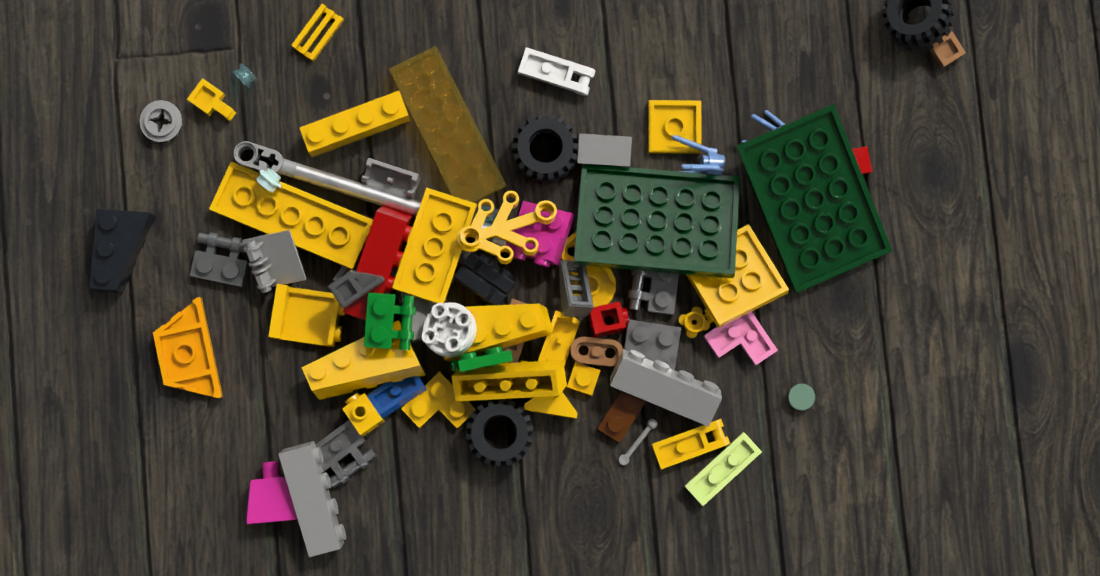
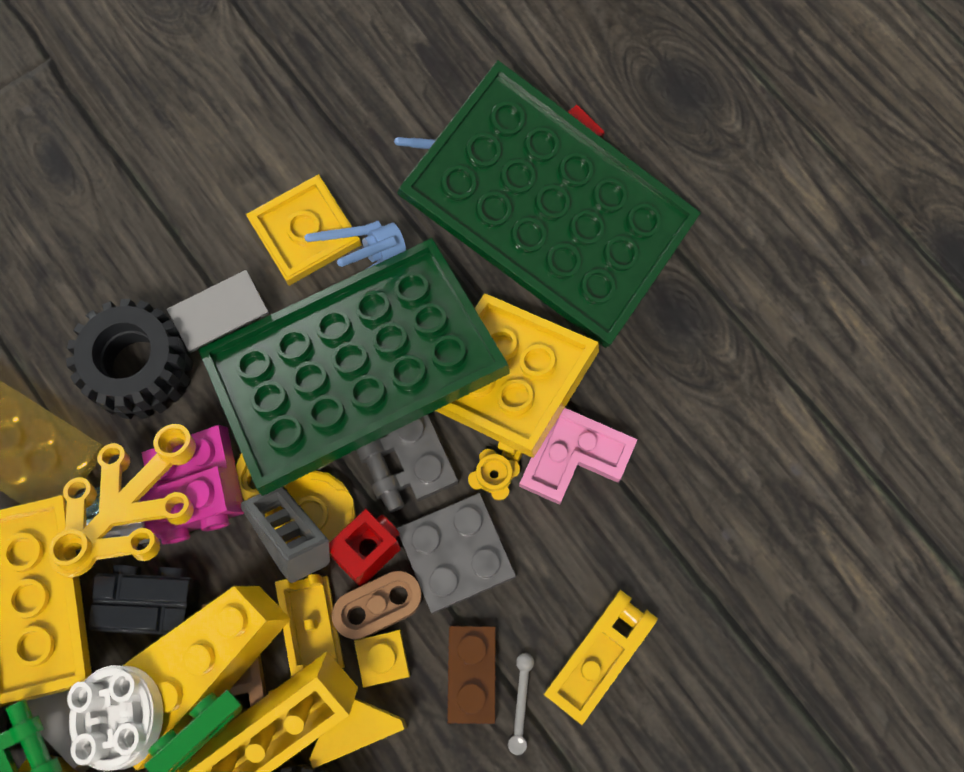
camera: 25 degrees left, 10 degrees down
(555, 71) = (91, 250): white plate -> none
(666, 387) = (511, 593): light grey brick -> none
(723, 469) = (672, 664): yellowish green plate -> none
(801, 397) = (712, 486): sand green tile -> none

